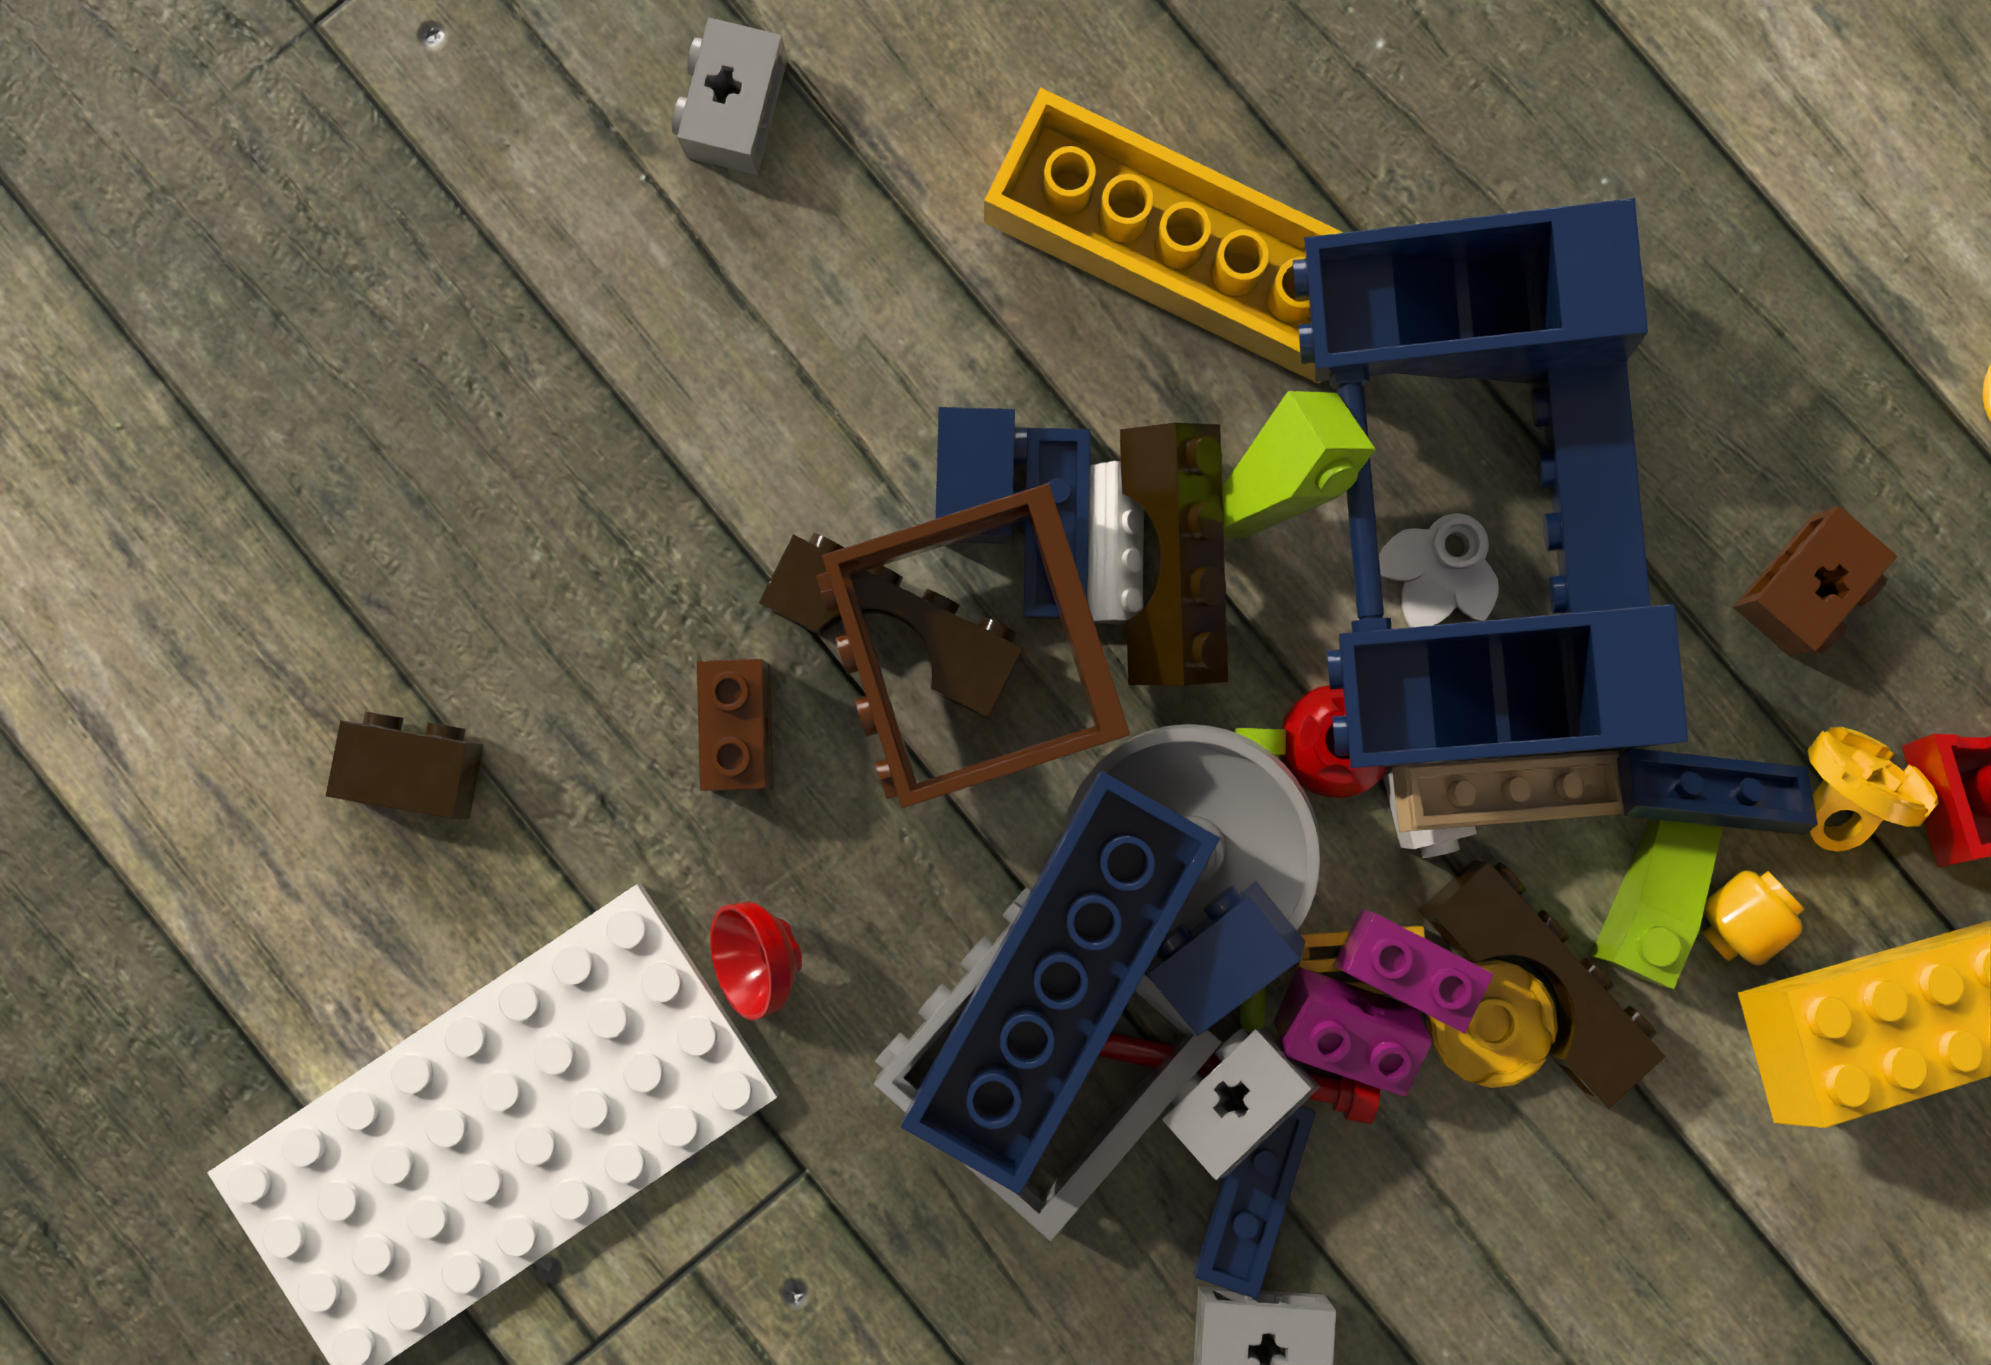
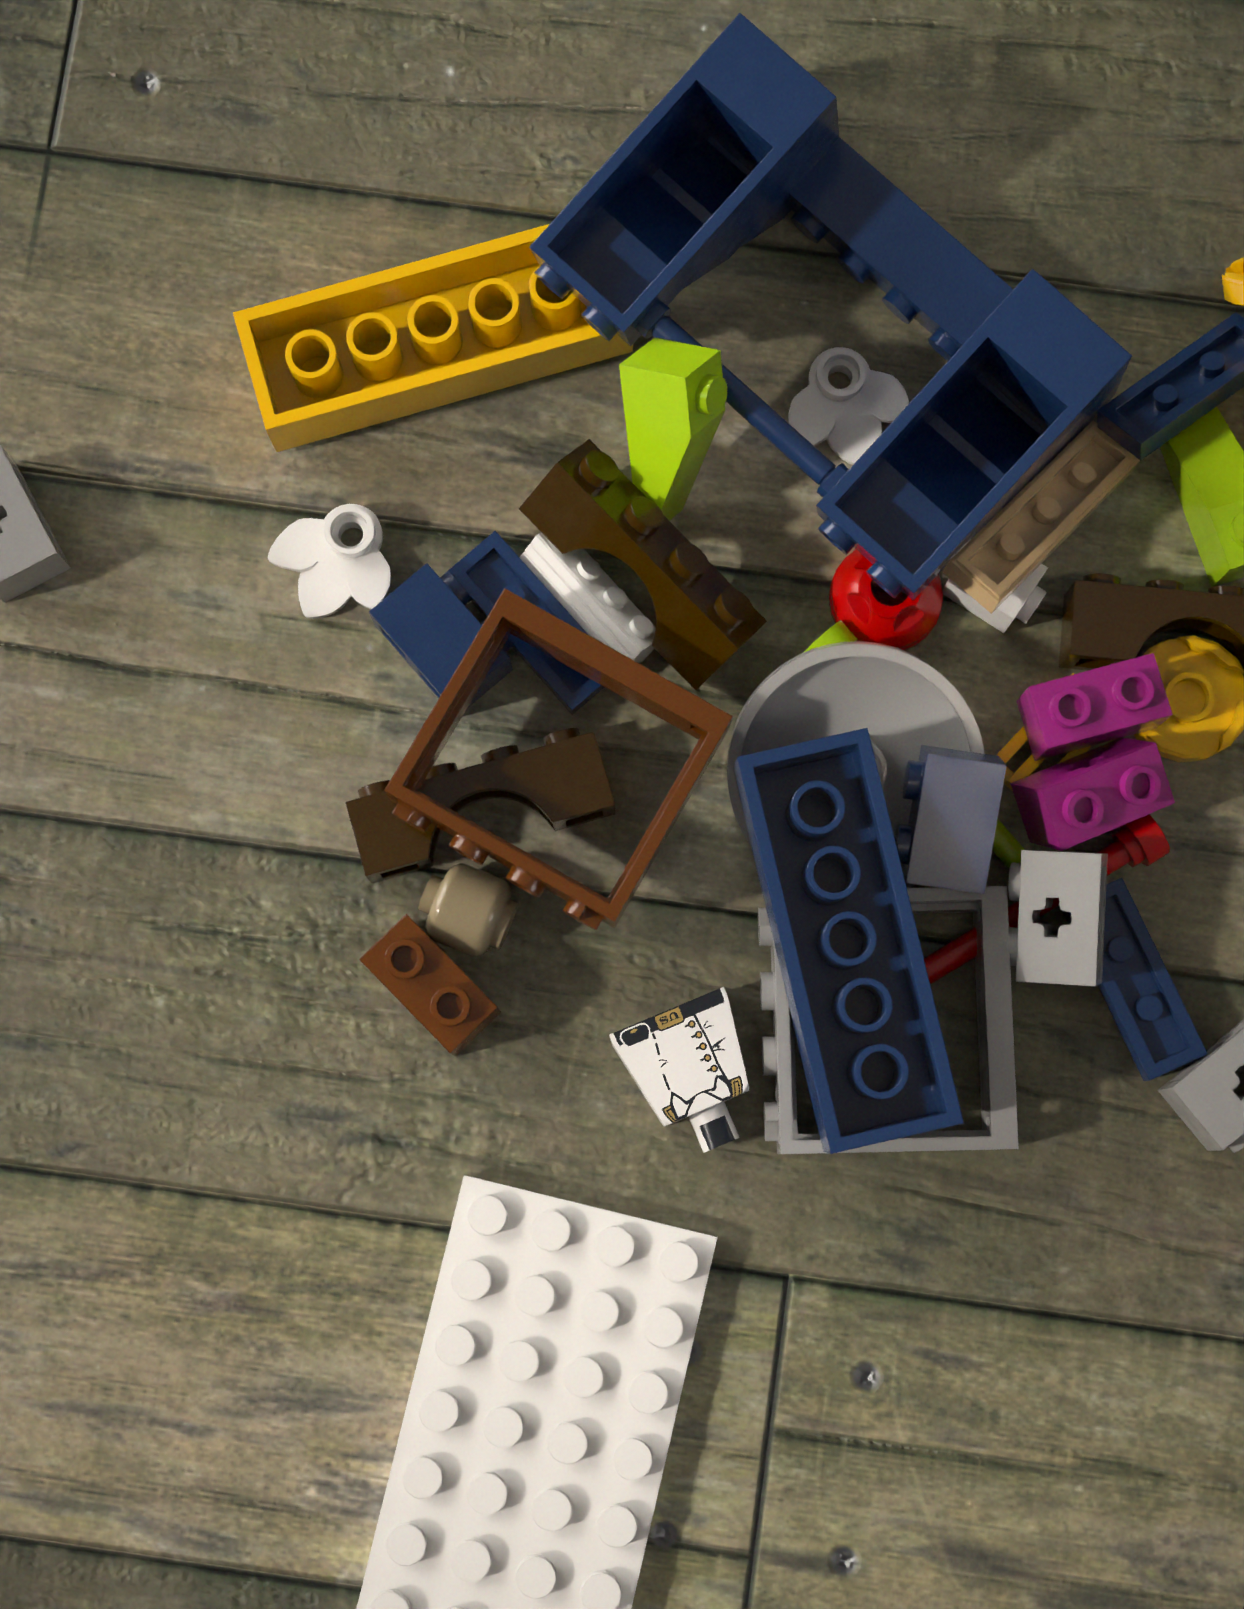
camera: 40 degrees left, 5 degrees down
(405, 769) = (206, 1248): dark brown brick -> none
(753, 958) = (595, 1155): red piece -> none
(813, 695) = (468, 909): none -> dark tan head
(868, 955) = (688, 1065): none -> white torso
(944, 344) = (329, 568): none -> white plate
(1784, 596) = (1120, 176): reddish brown brick -> none

